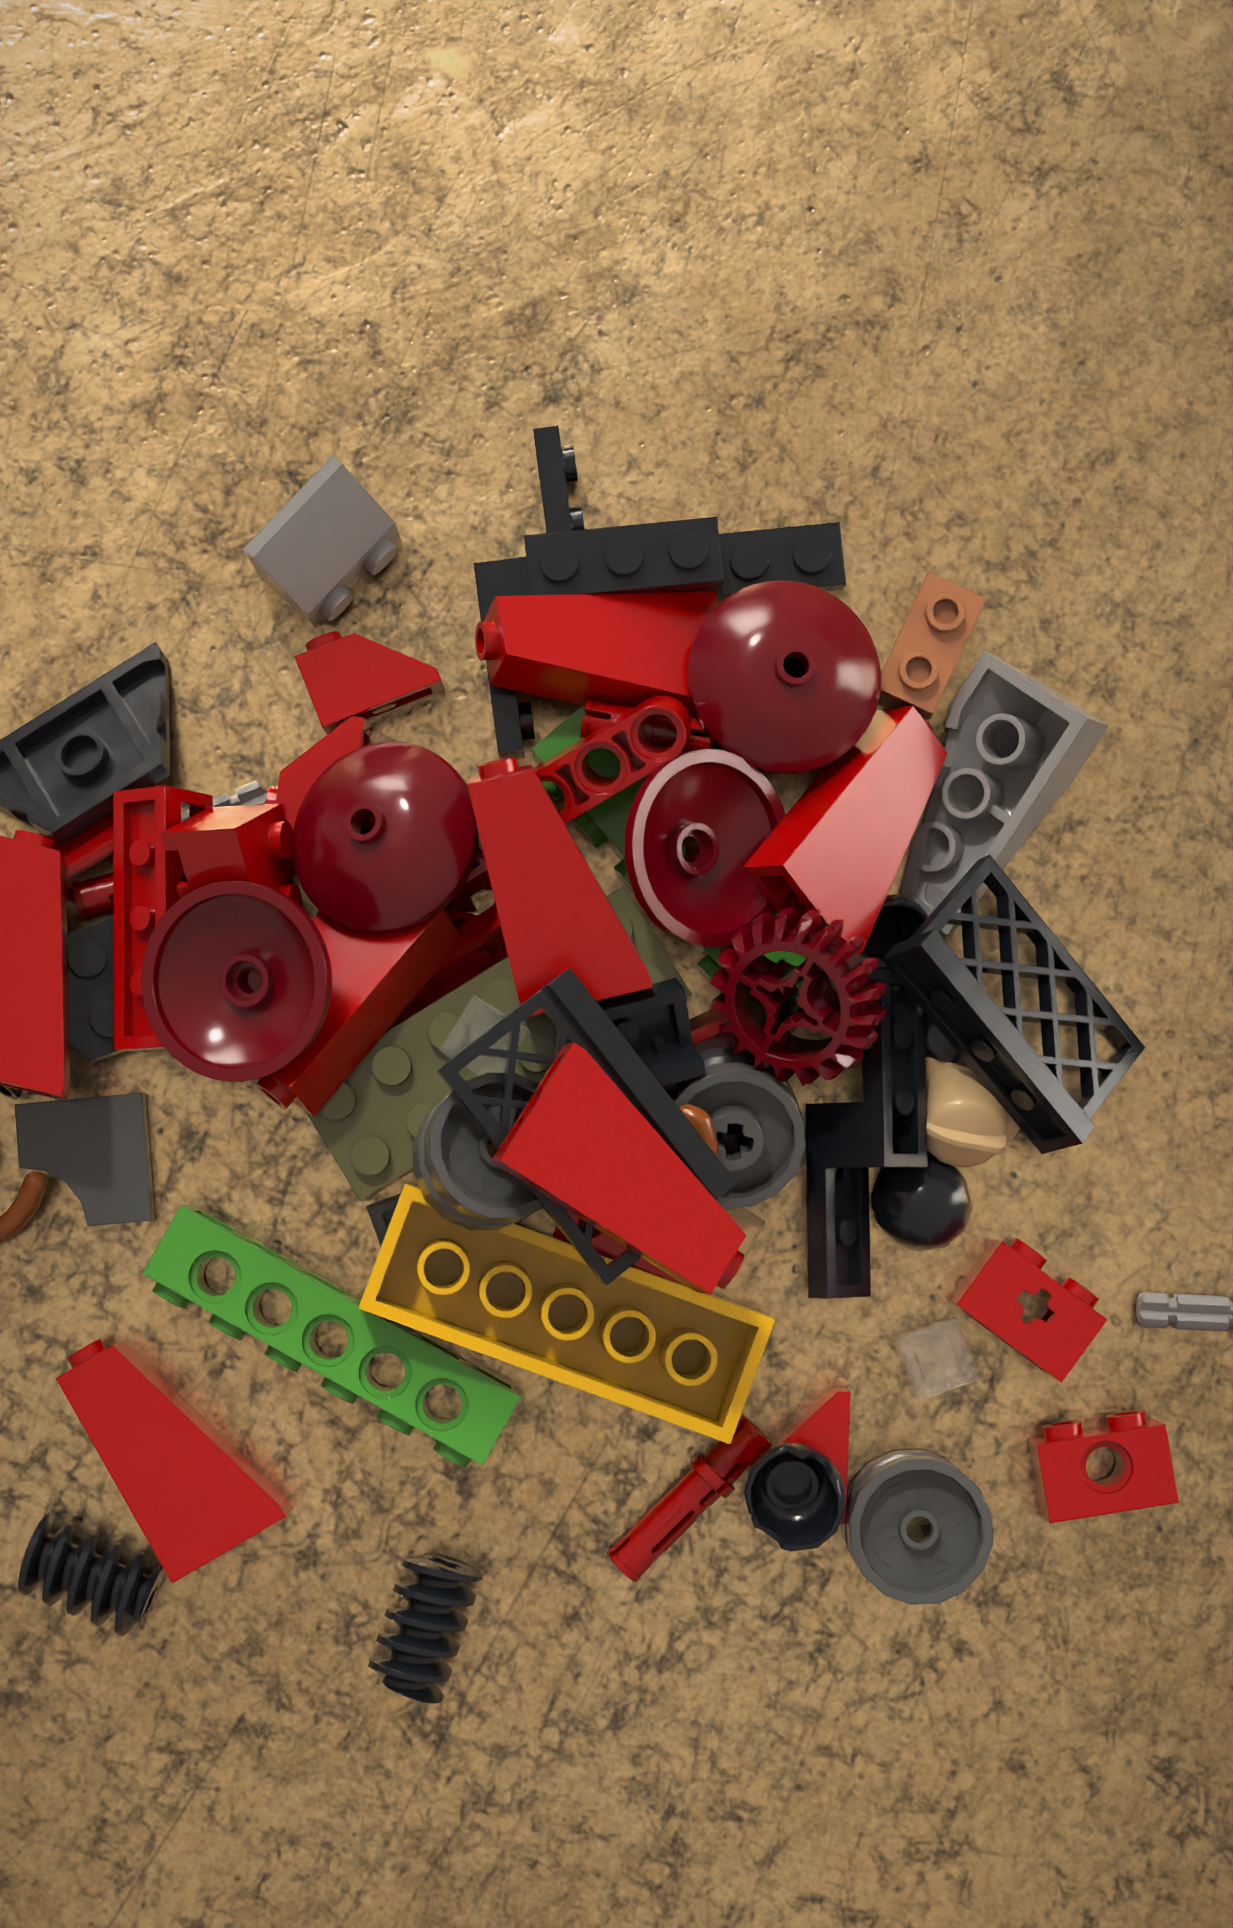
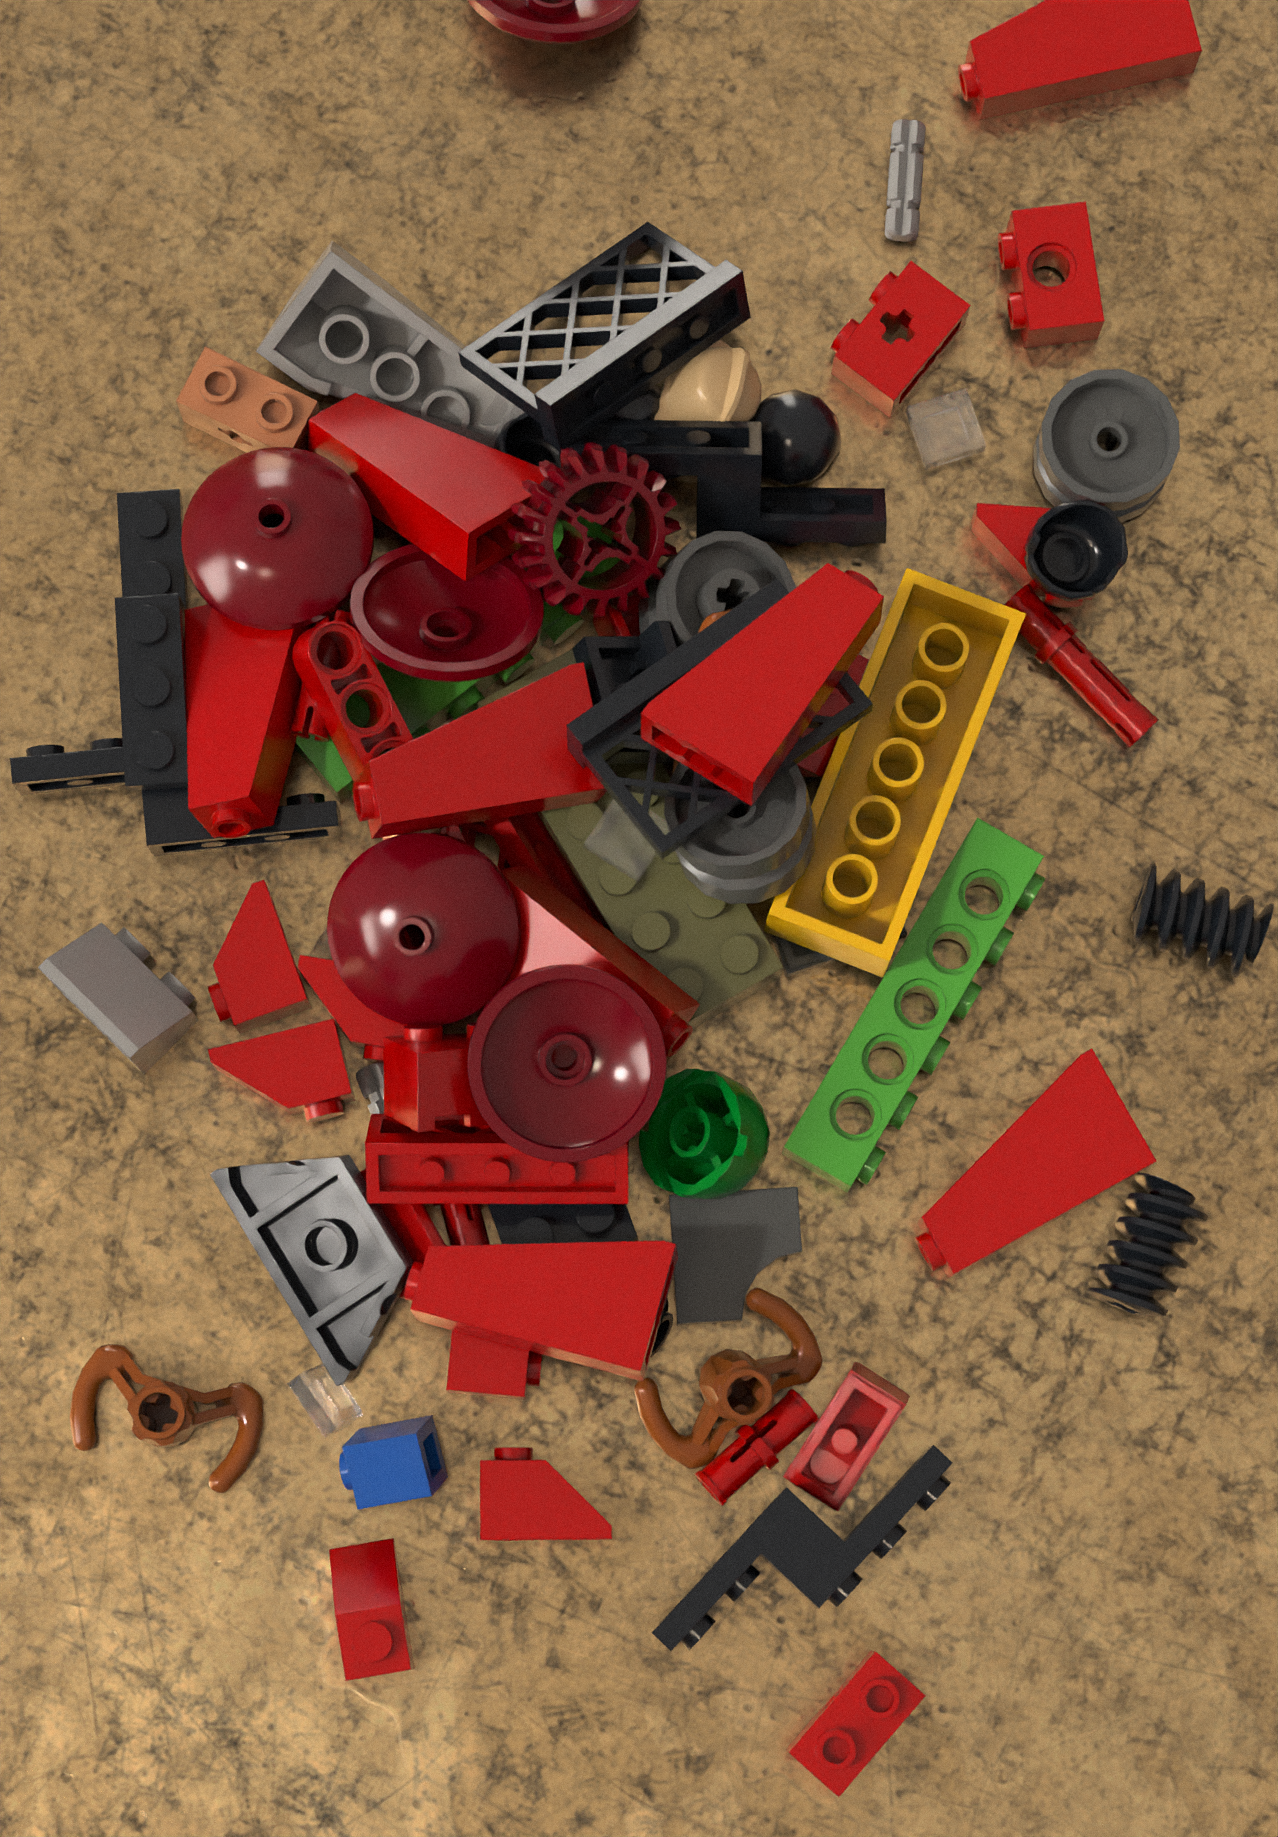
camera: 90 degrees left, 5 degrees down
(190, 1127) = (704, 1136): none -> green cylinder
(256, 717) = (292, 1069): none -> red slope

